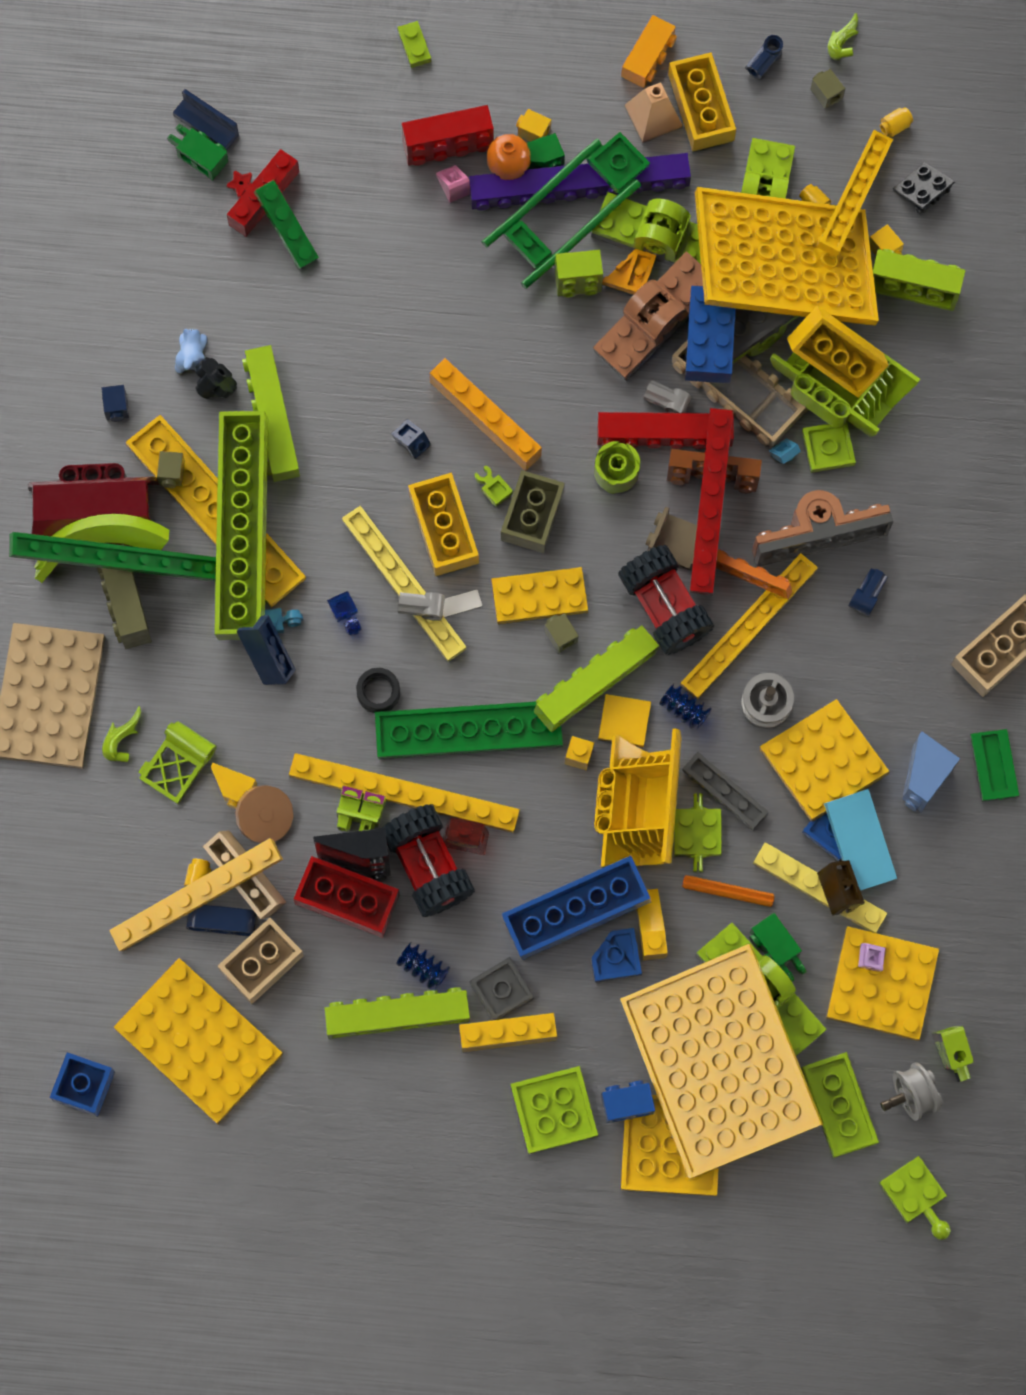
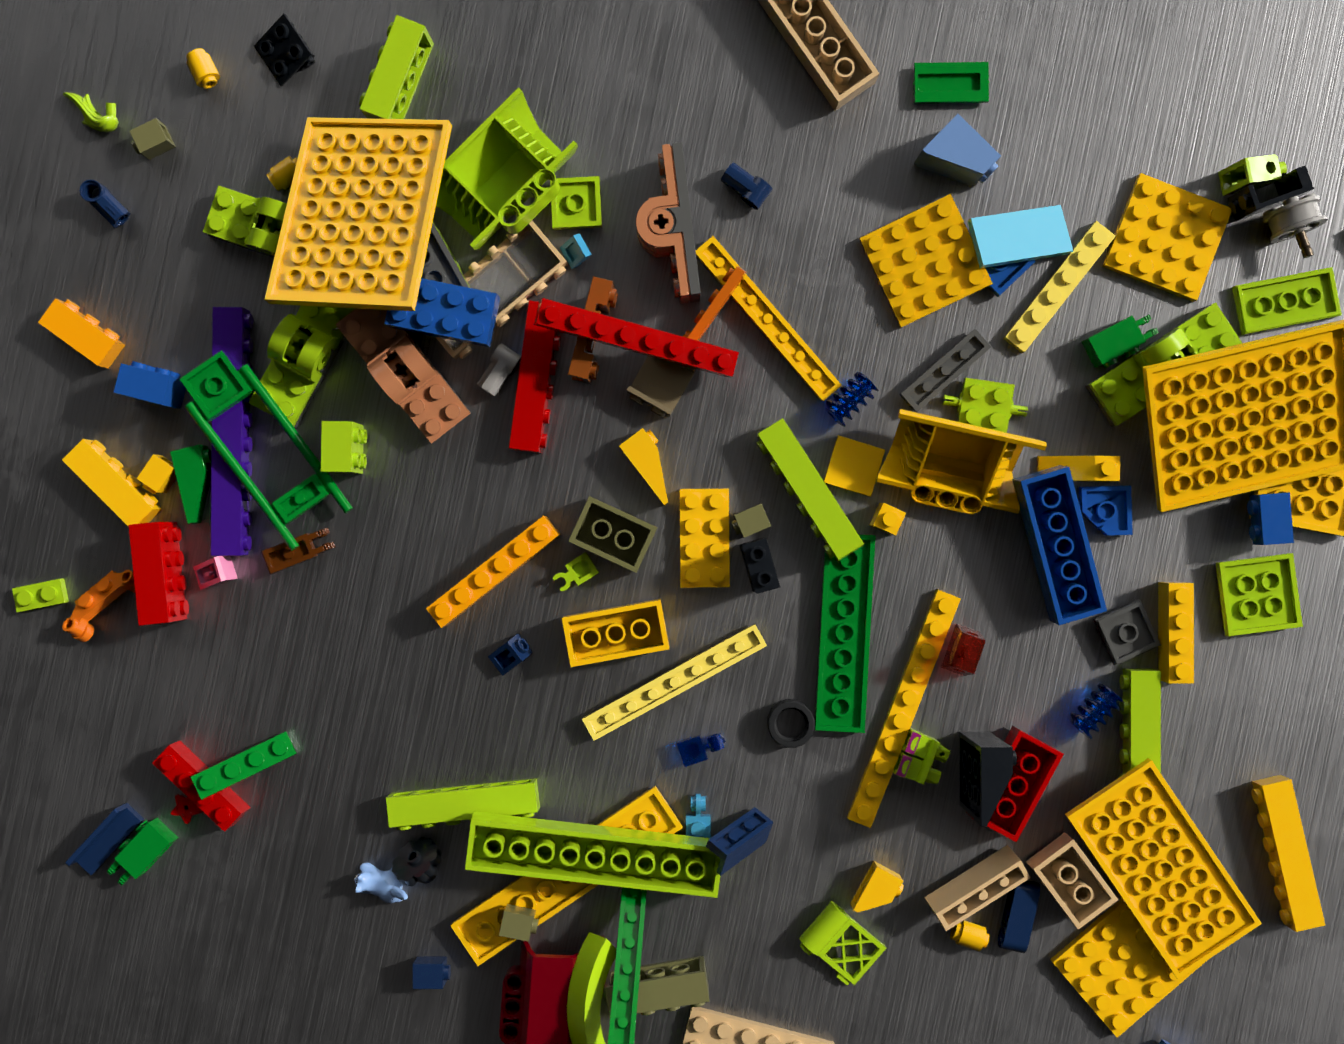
camera: 80 degrees left, 15 degrees up
(115, 735) = (805, 1006): lime piece -> none
(196, 894) = (996, 941): yellow plate -> none
(264, 813) = (914, 860): medium nougat wheel -> none
(282, 1040) = (1163, 868): none -> yellow plate
(308, 1167) = (1287, 853): none -> yellow brick
(414, 87) = (96, 600): none -> orange plate
(427, 860) = (991, 695): black plate -> none
(428, 606) = (707, 662): light grey piece -> none
(461, 603) = (701, 623): white sticker -> none
(473, 234) = (281, 557): none -> reddish brown hinge
(508, 156) = (193, 508): orange cylinder -> none
(521, 89) = (111, 482): none -> yellow brick
(522, 639) = (759, 565): none -> black panel
(603, 535) = (645, 457): none -> yellow slope
(611, 110) = (150, 384): none -> blue brick
(618, 455) = (560, 431): lime brick -> none
(632, 272) = (347, 388): light orange wing -> none
(652, 113) = (159, 338): light nougat slope -> none
(666, 599) = (735, 403): black plate -> none
(702, 101) = (151, 281): yellow brick -> none
(728, 891) = (1051, 382): orange axle -> none
(767, 700) = (855, 311): light grey wheel -> none
(837, 351) = (480, 171): yellow brick -> none
(840, 887) = (1072, 264): dark brown hinge -> none
(854, 193) = (289, 125): yellow plate -> none
(871, 957) = (1148, 243): lavender tile -> none
(885, 239) = (346, 101): yellow brick -> none
(922, 1057) = (1293, 184): none -> black panel

